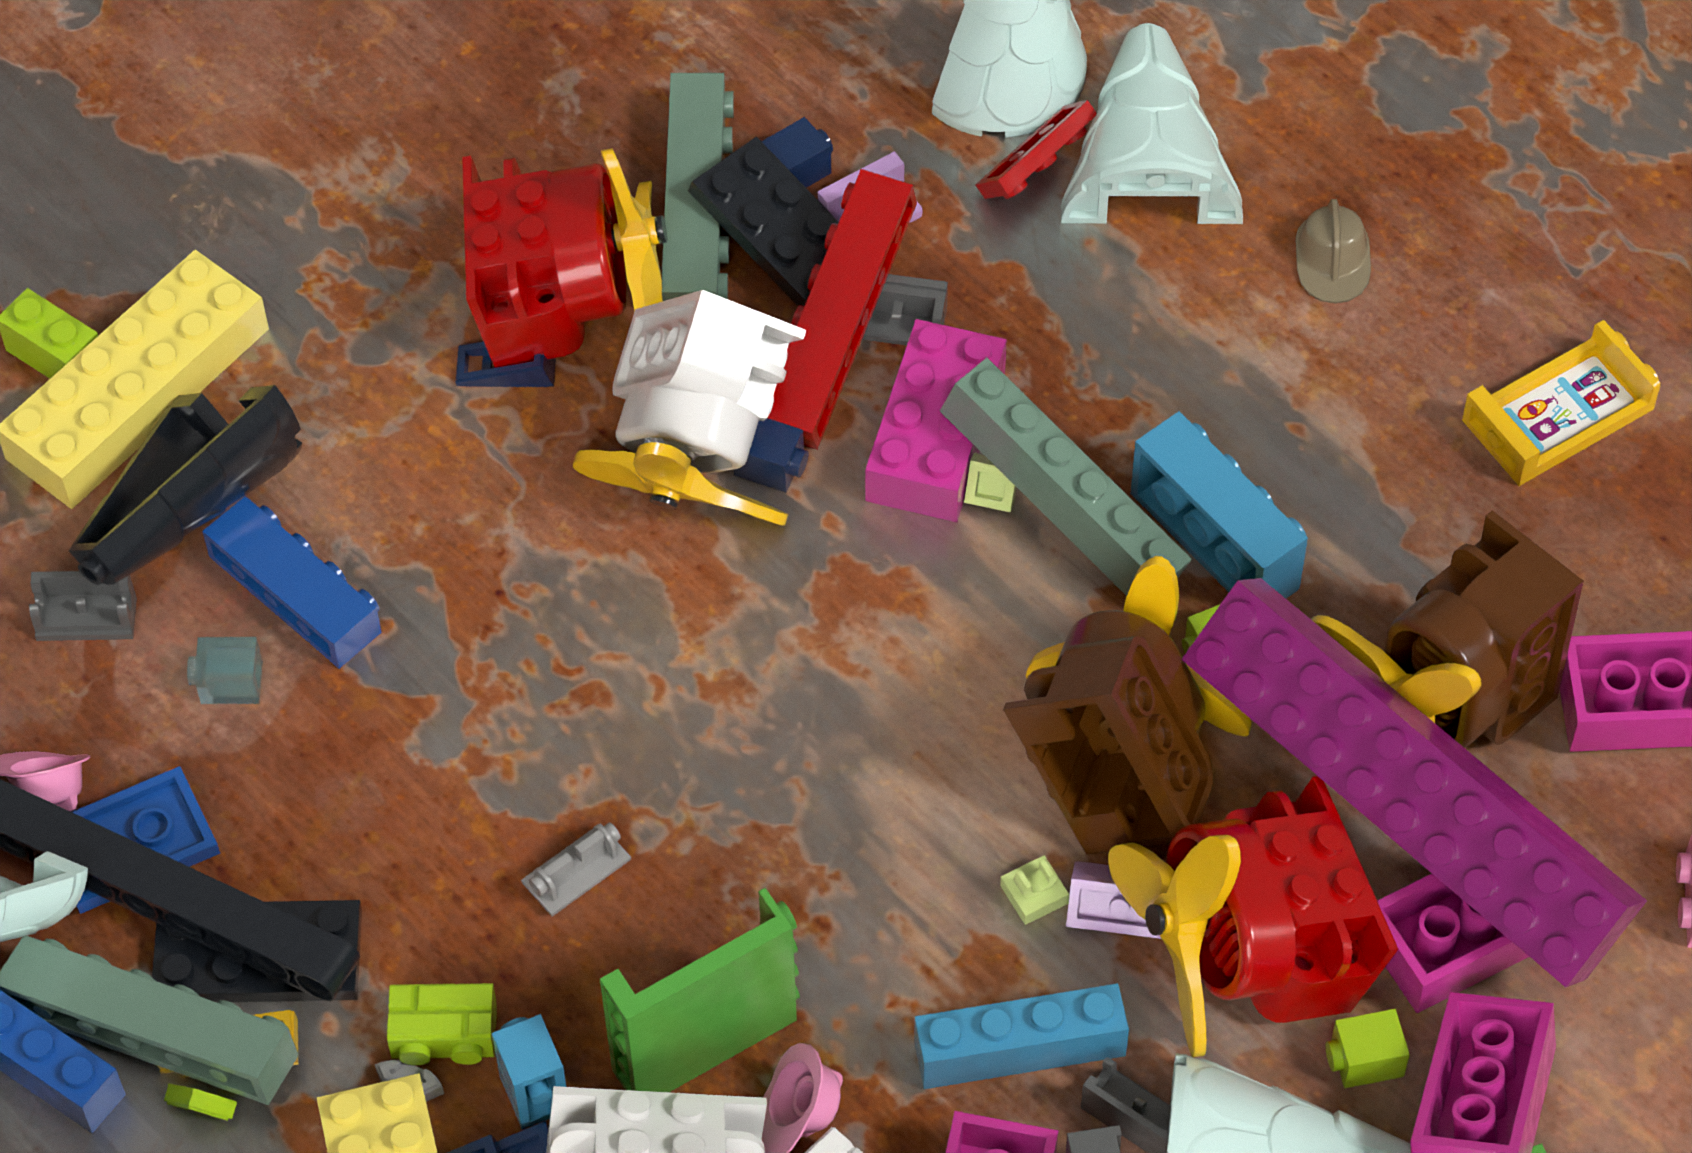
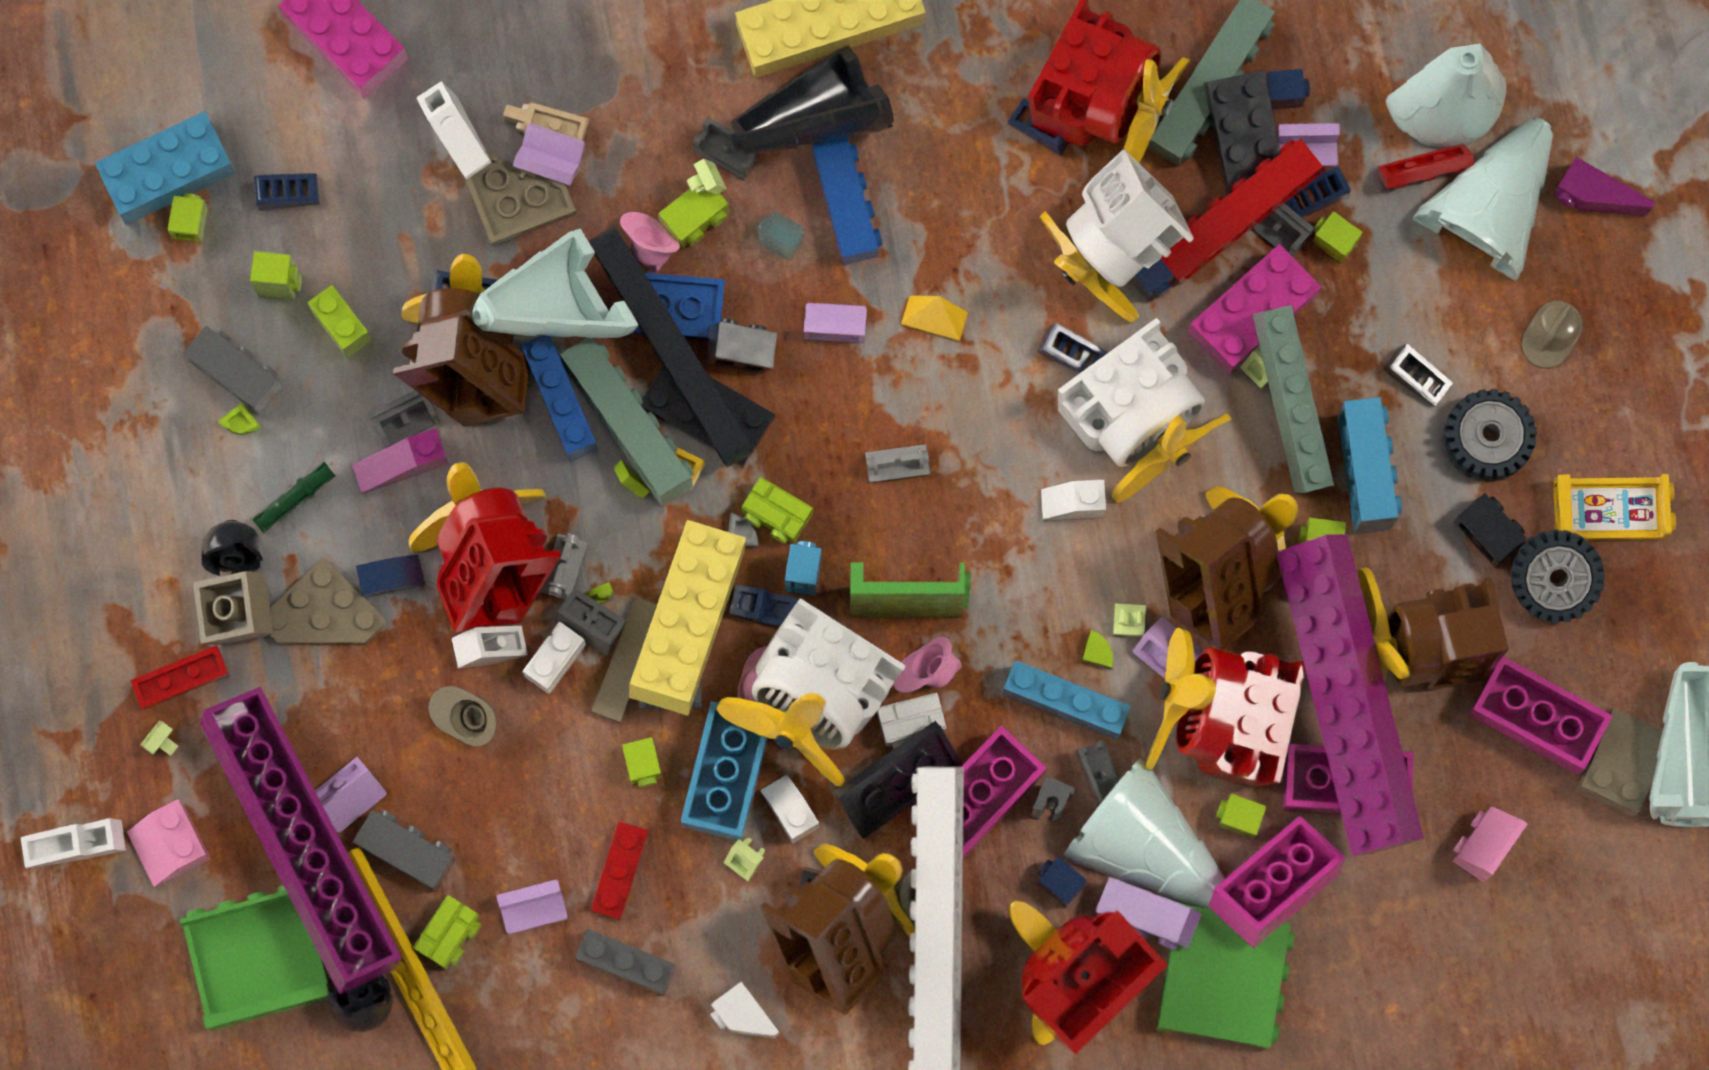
camera: 30 degrees right, 20 degrees up
(75, 642) = (707, 178): none -> yellowish green tile
(85, 706) = (692, 215): none -> lime brick
(257, 834) = (741, 346): none -> brick
(374, 742) = (835, 322): none -> lavender panel
(508, 657) = (935, 316): none -> yellow slope
(707, 616) = (1077, 342): none -> slope
(856, 776) = (1074, 500): none -> white slope
(863, 608) = (1137, 408): none -> white brick
(937, 228) = (1332, 197): none -> dark blue slope
(981, 284) = (1336, 236): none -> lime brick
(1020, 952) = (1098, 651): none -> lime tile
(1184, 399) = (1415, 359): none -> slope
(1267, 69) = (1596, 191): none -> magenta slope
(1351, 434) = (1497, 413): none -> wheel
(1428, 510) = (1490, 529): none -> black brick
(1582, 485) = (1574, 593): none -> wheel

